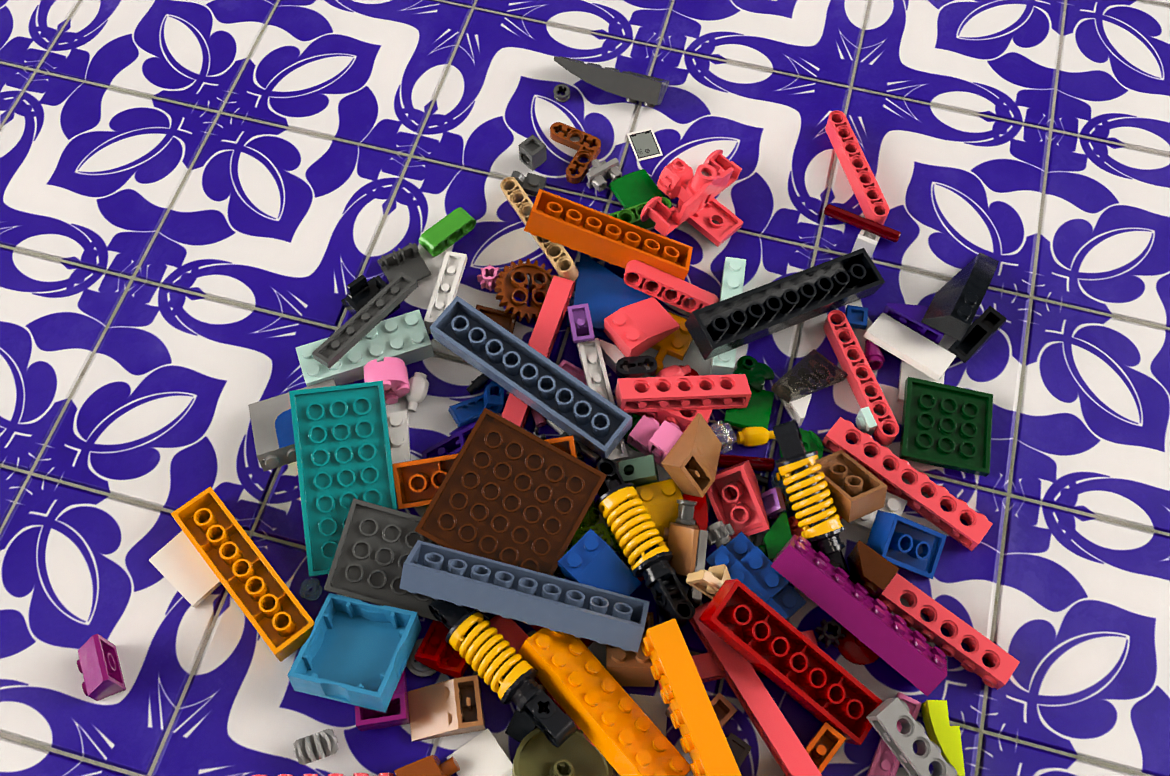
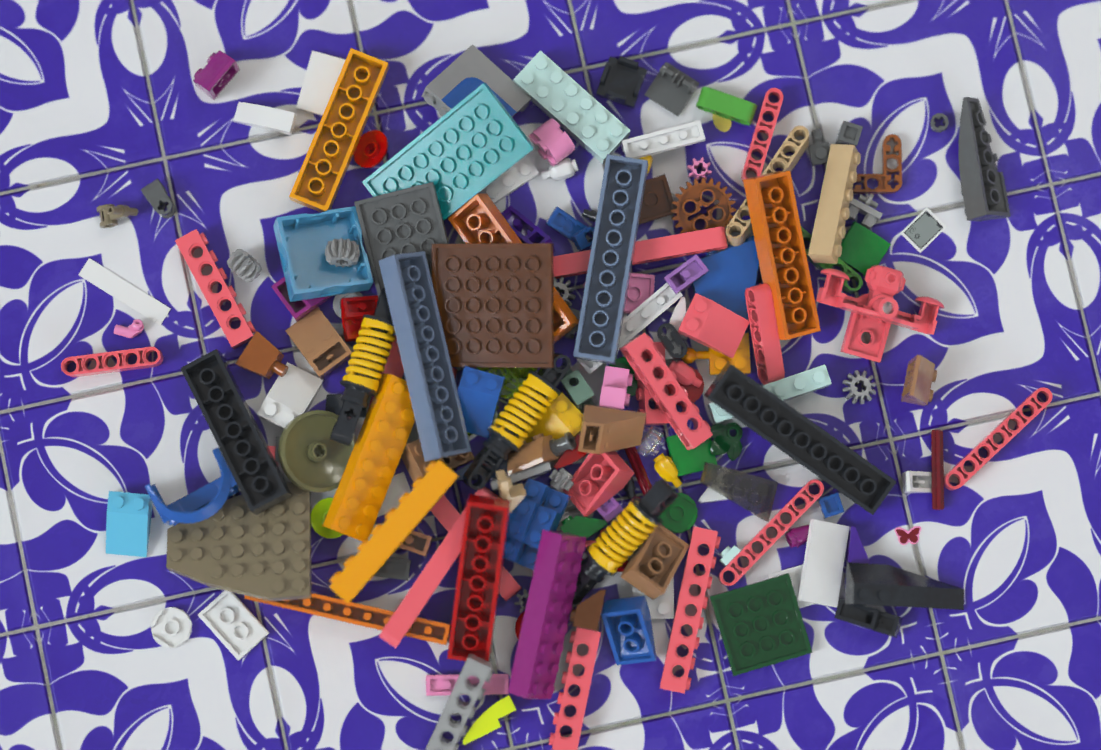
camera: 60 degrees right, 20 degrees up
(180, 642) = (265, 118): none -> white slope
(283, 551) = (371, 149): none -> red dish
(310, 595) = (349, 188): clear light blue plate -> none
(365, 320) = (593, 94): dark grey plate -> none
(367, 629) = (342, 252): none -> light grey gear
(459, 246) = (721, 123): none -> light yellow sticker
(483, 208) = (763, 127): none -> coral beam
(587, 185) = (834, 204): none -> tan brick
(758, 246) = (853, 389): none -> light grey gear
(776, 197) = (918, 381): none -> medium nougat slope
(911, 273) = (905, 536): none -> dark red sticker

